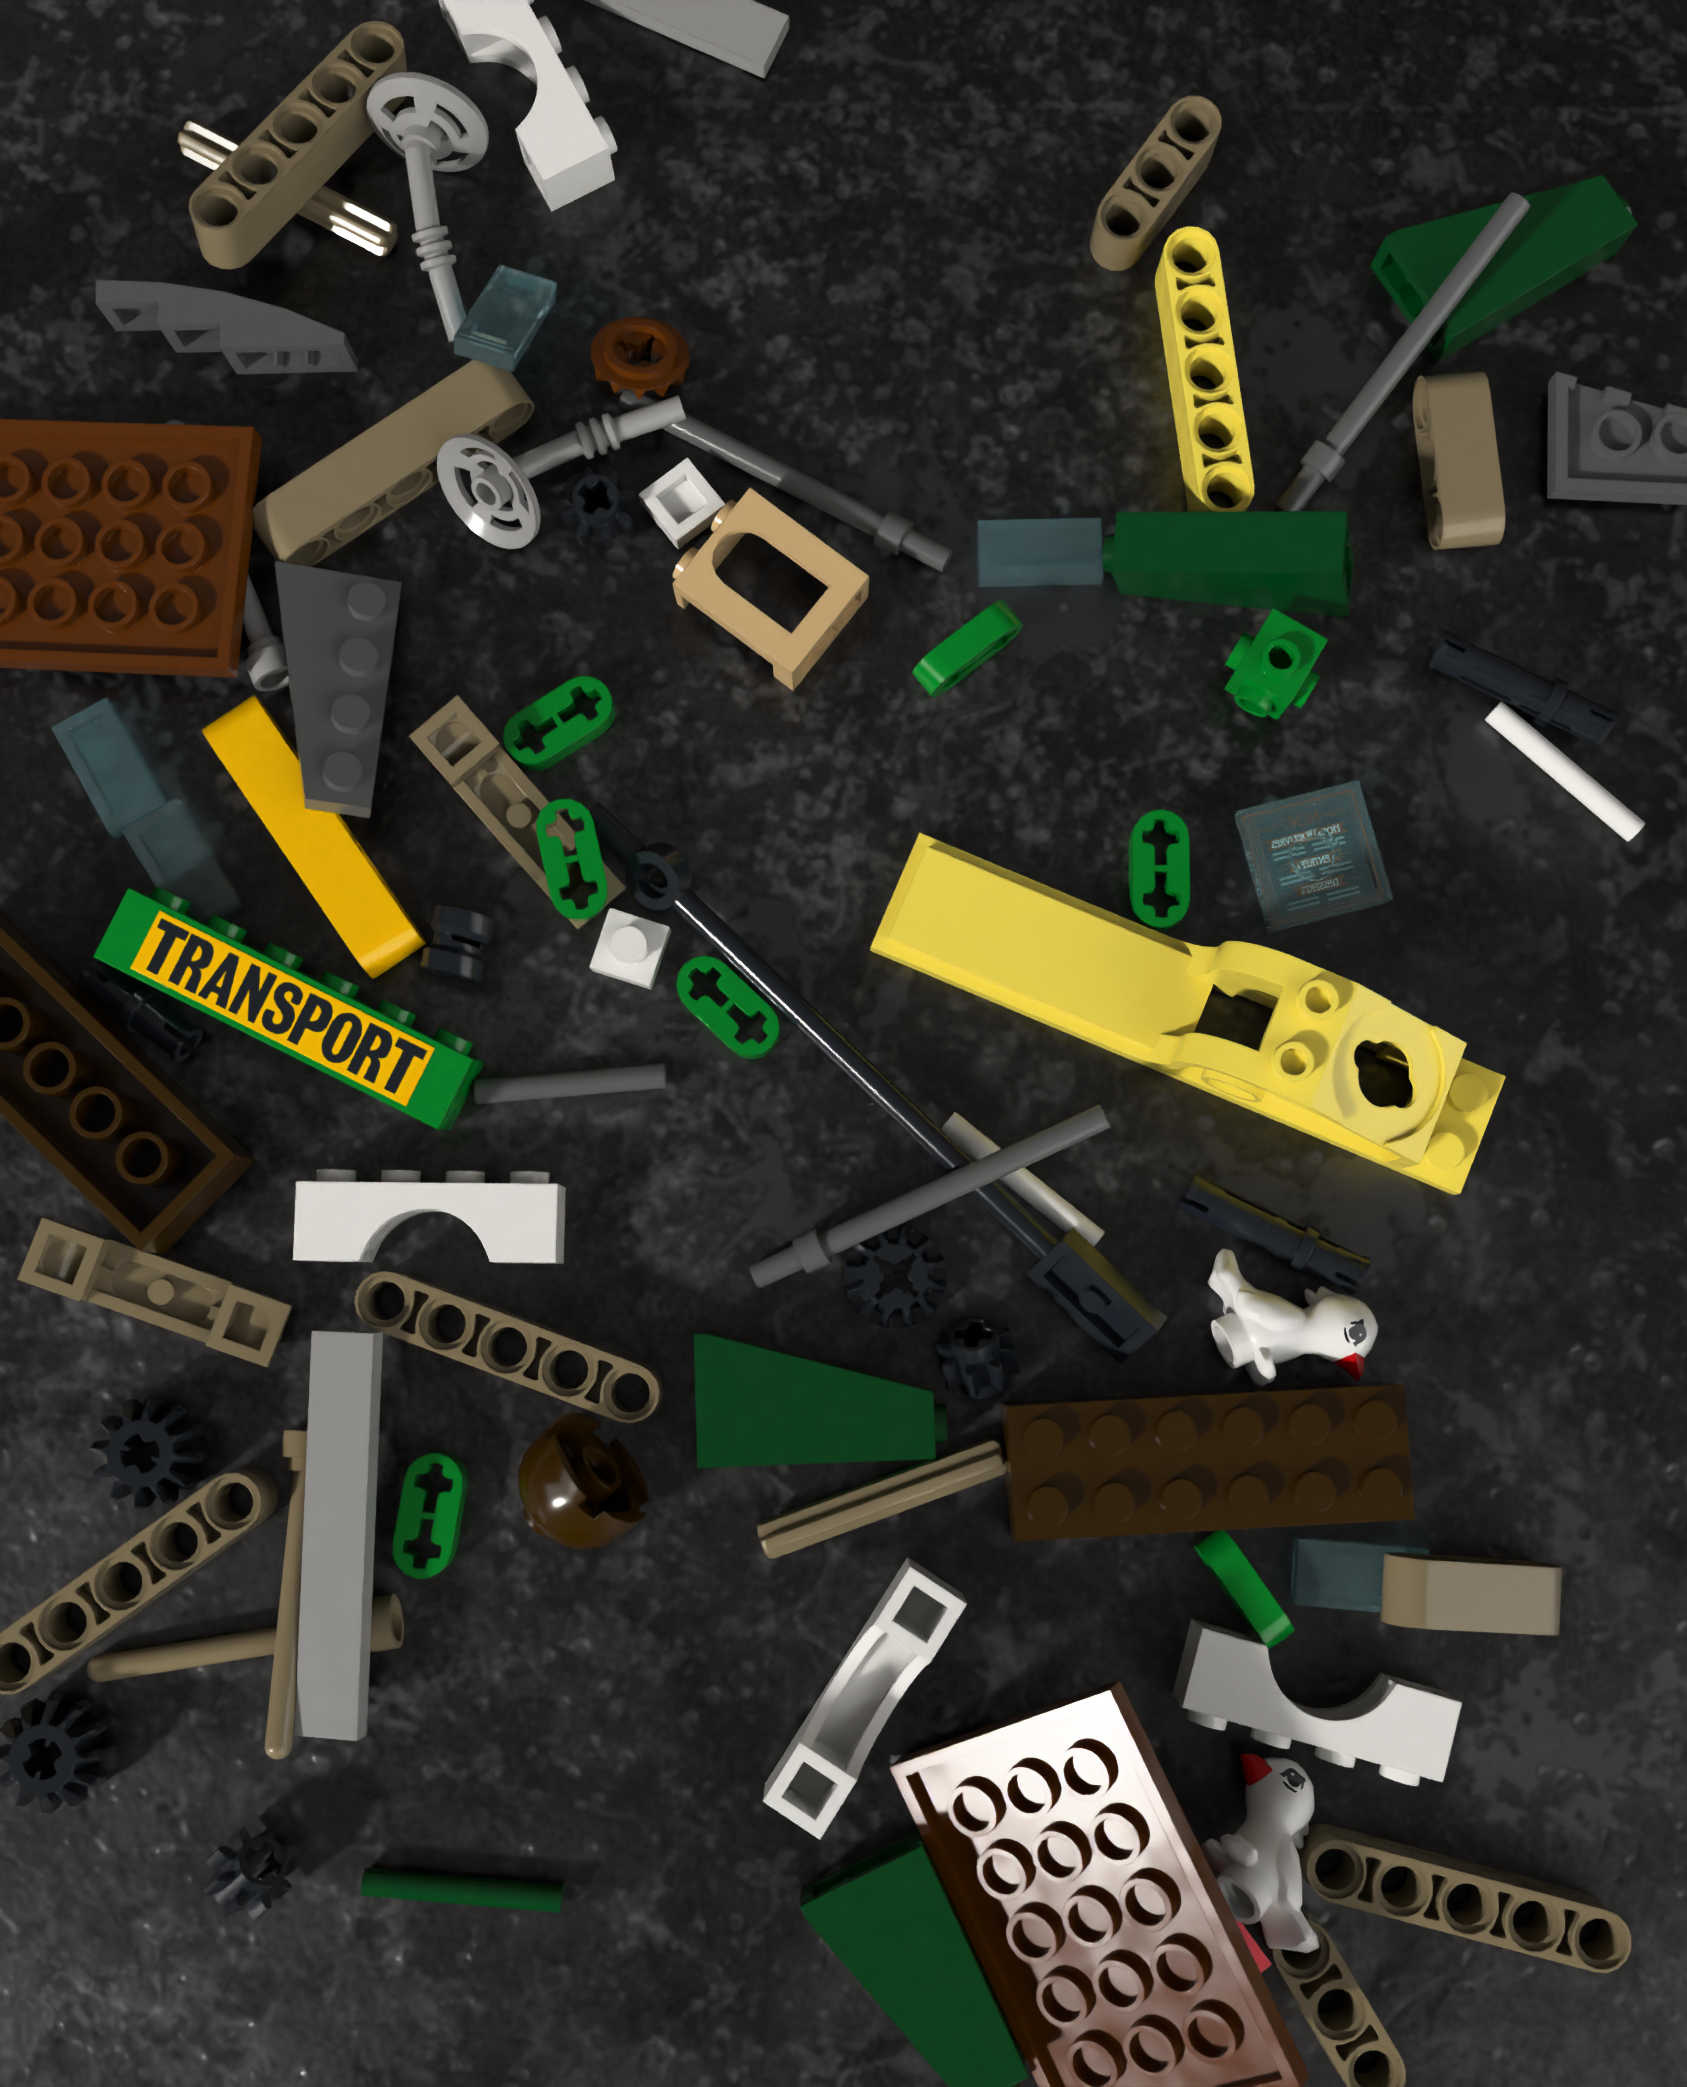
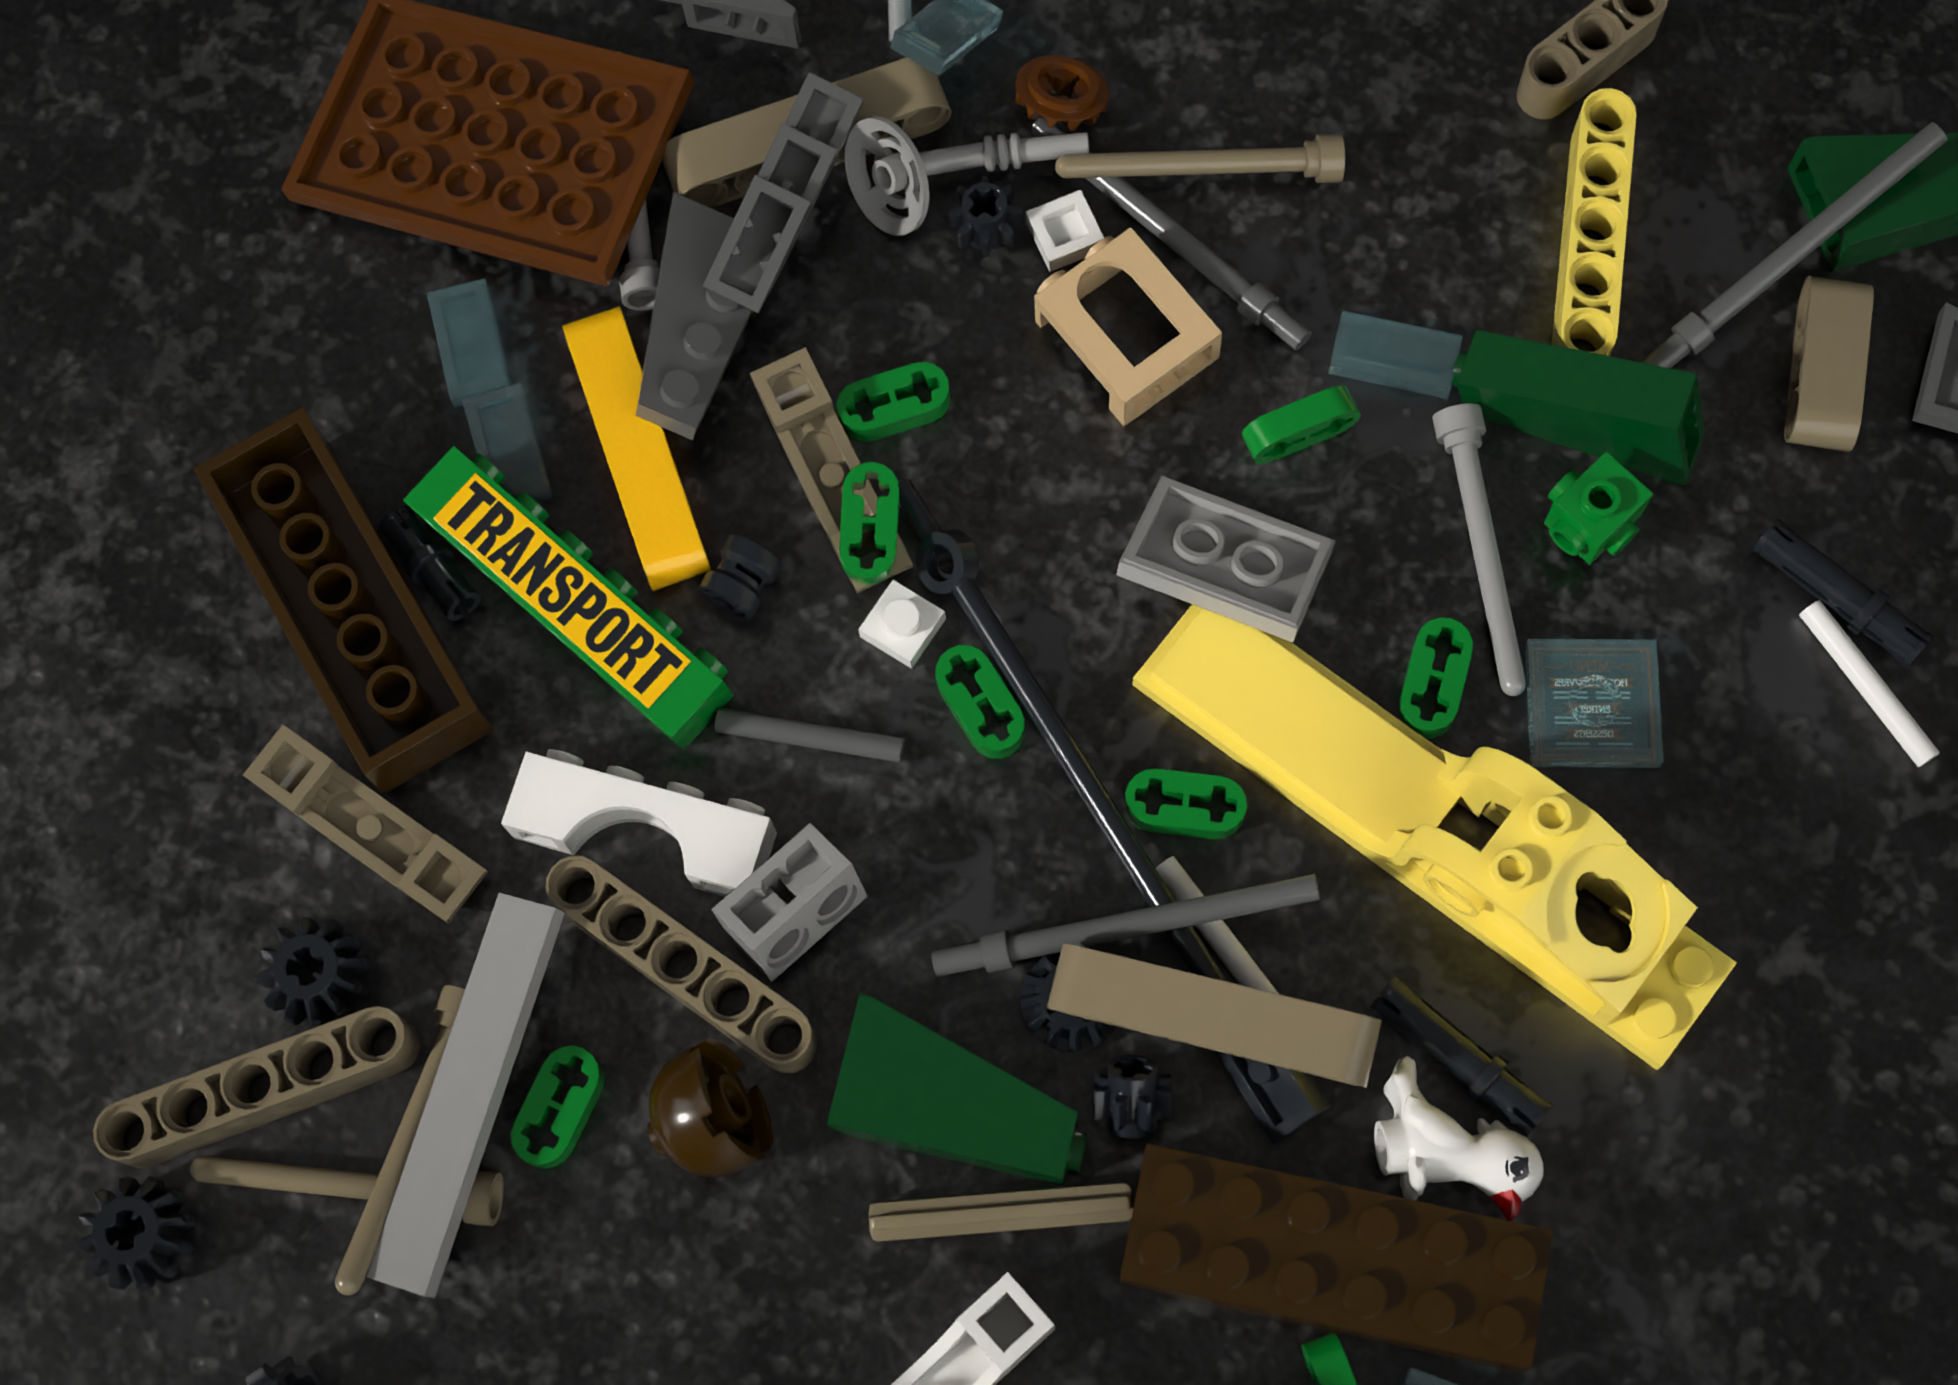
camera: 25 degrees right, 10 degrees down
(389, 537) = (783, 193): none -> dark grey slope
(600, 1260) = (790, 902): none -> light grey brick
(915, 367) = (1316, 159): none -> dark tan piece
(930, 804) = (1226, 558): none -> light grey tile
(950, 1042) = (1185, 788): none -> green beam
(1039, 1267) = (1215, 1014): none -> dark tan beam
(1124, 619) = (1460, 432): none -> light grey piece

